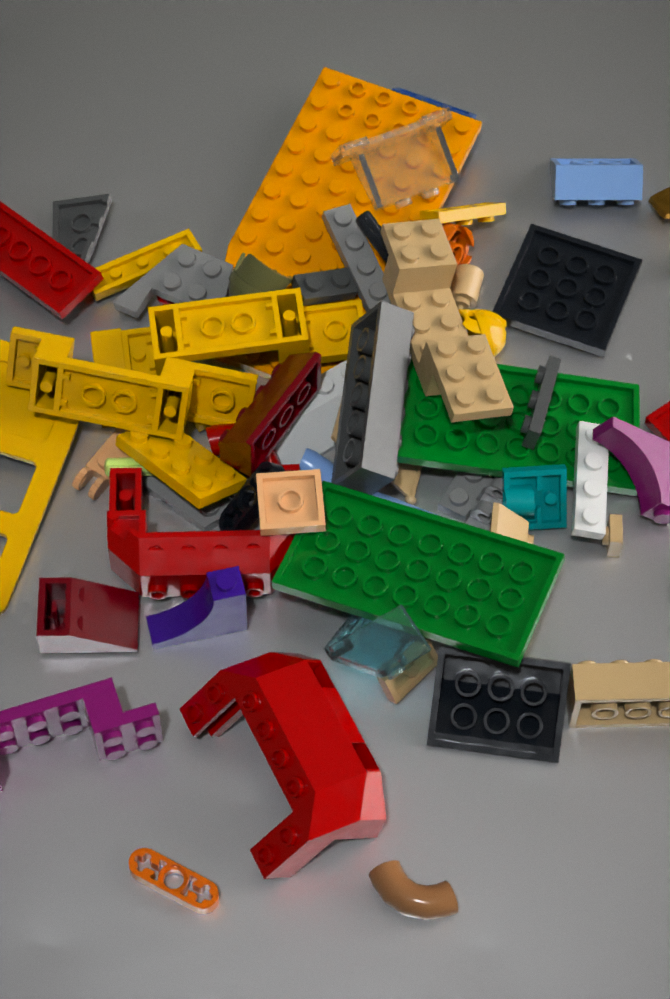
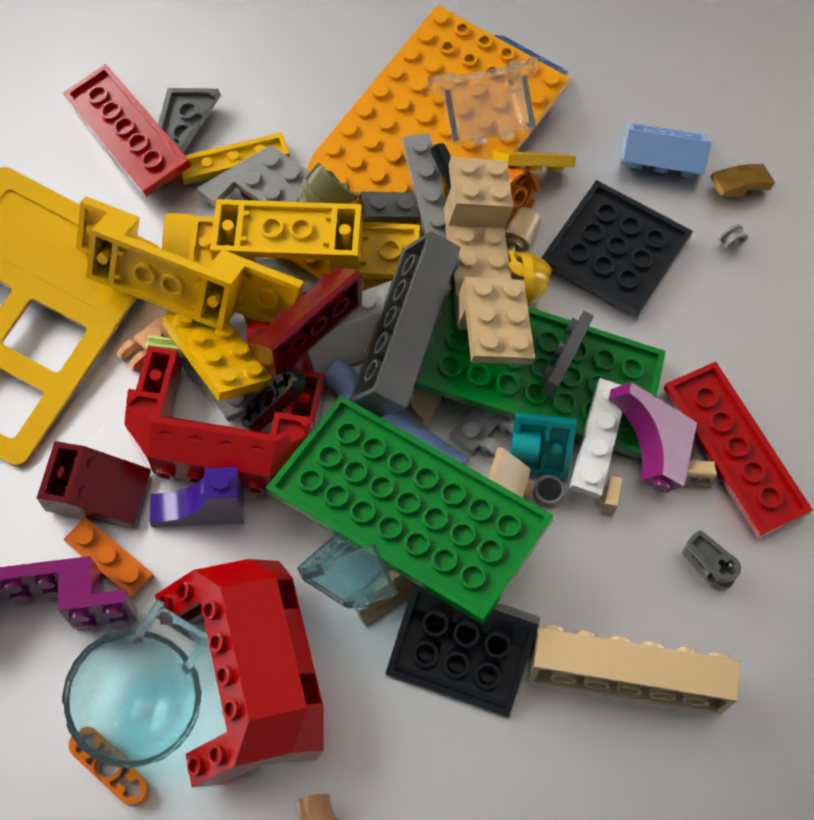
camera: 10 degrees right, 5 degrees up
(131, 689) = (109, 557): none -> orange plate
(190, 797) = (135, 693): none -> clear light blue windscreen
(290, 502) = (300, 413): light nougat plate -> none
(551, 538) = (548, 491): none -> tile

